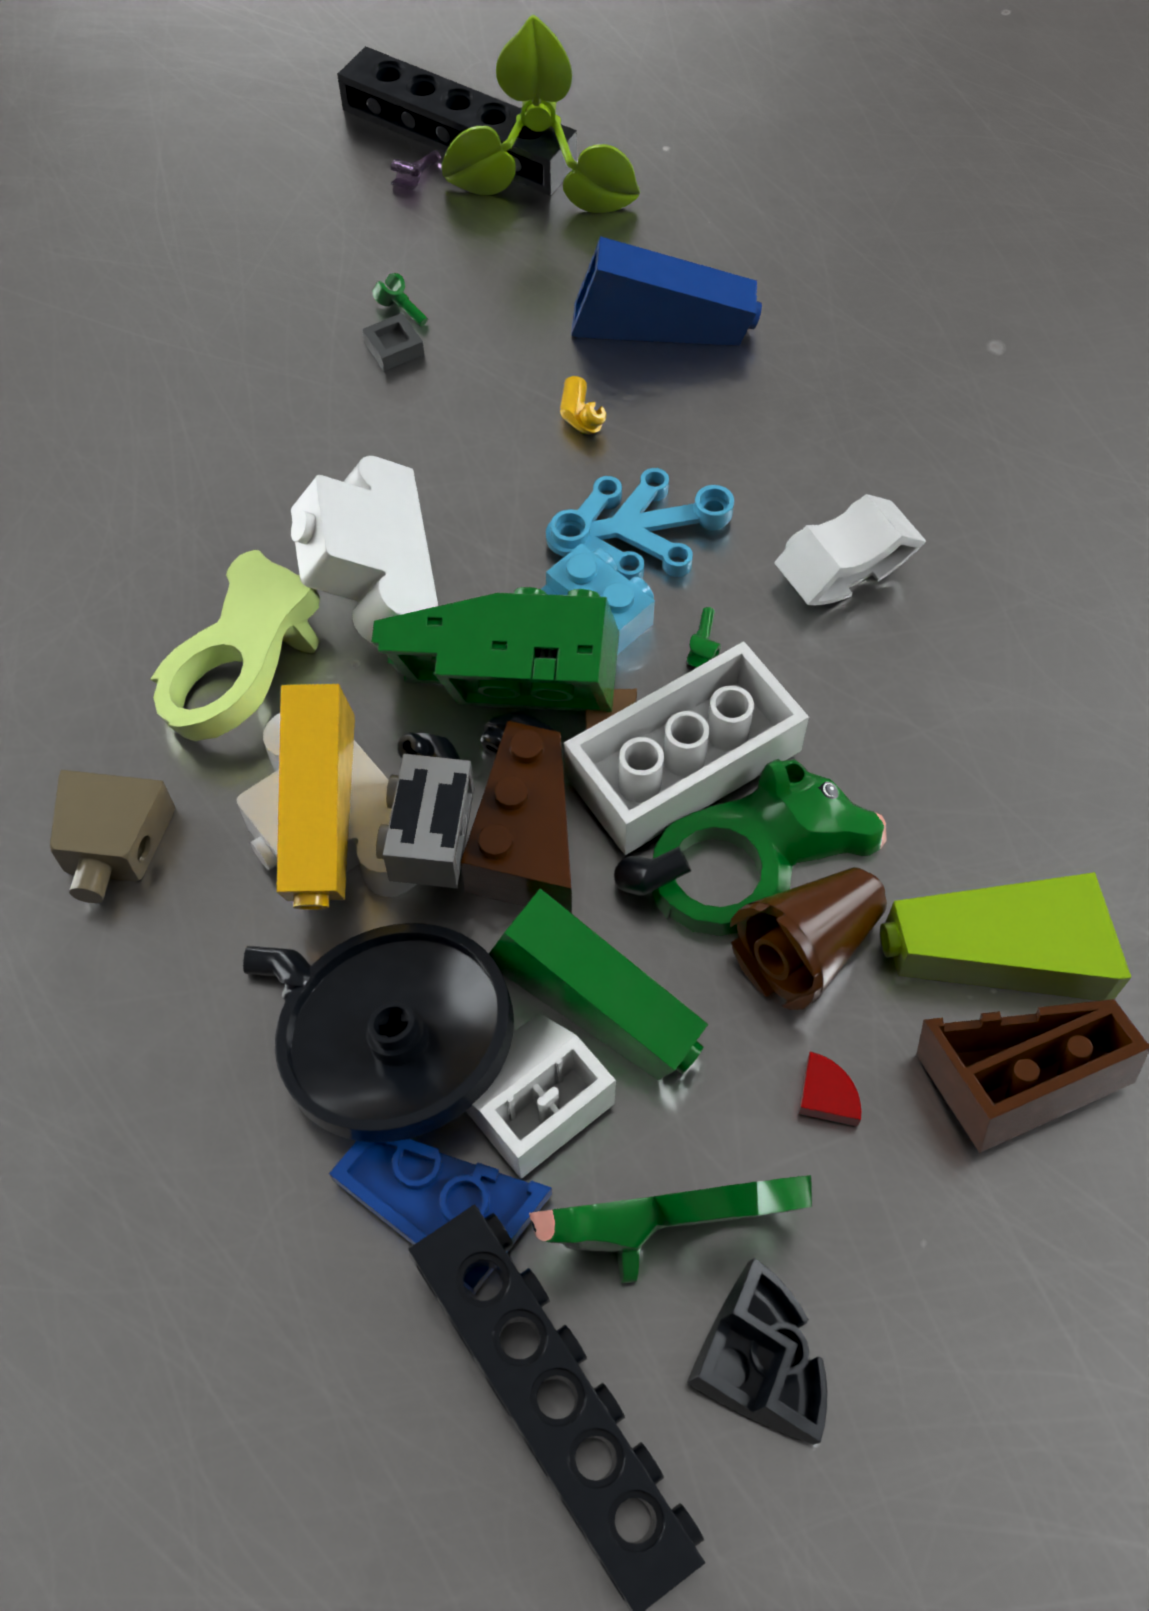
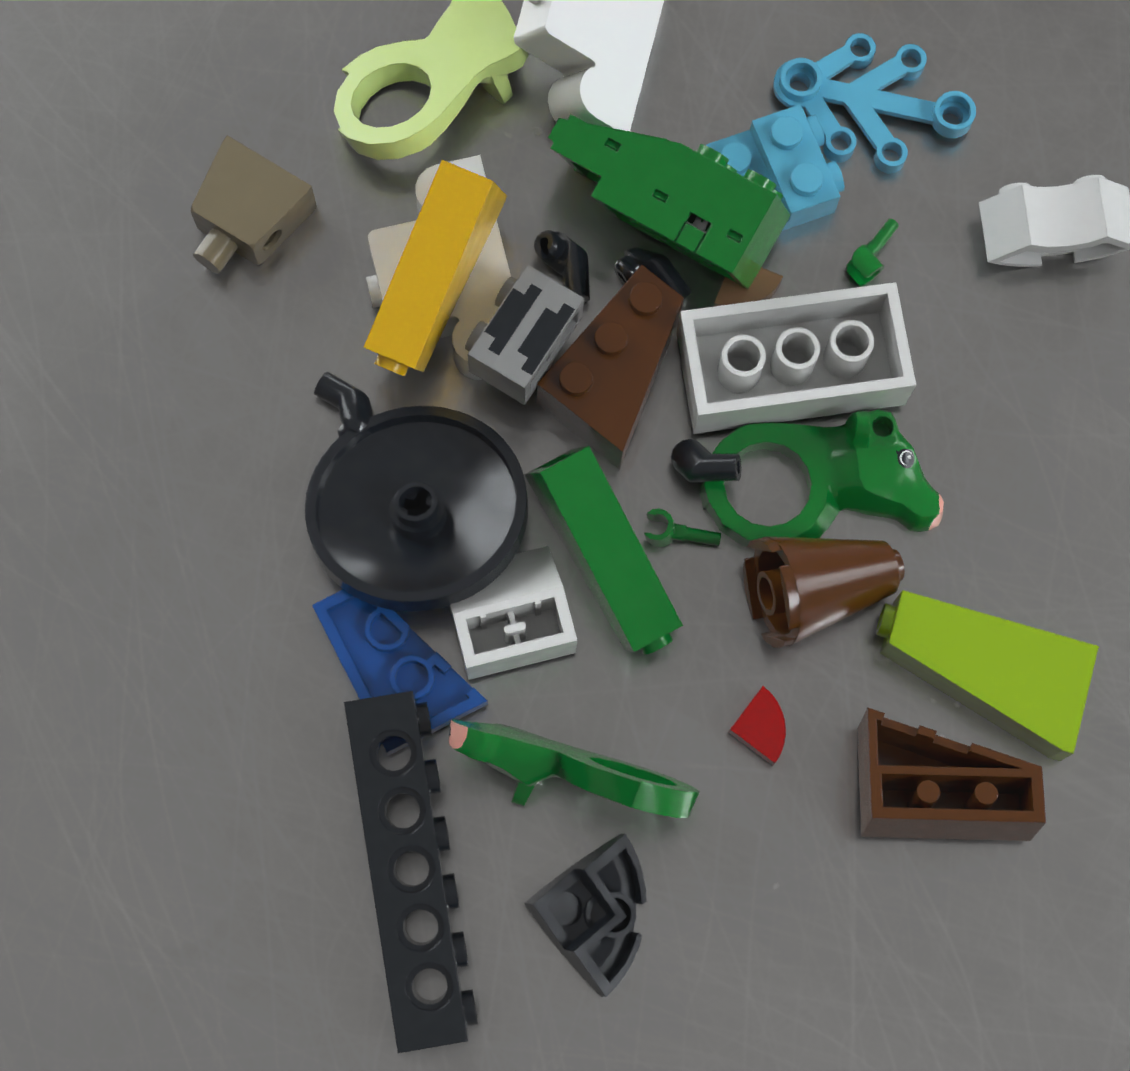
camera: 20 degrees right, 15 degrees up
(655, 947) = (678, 531): none -> green hand

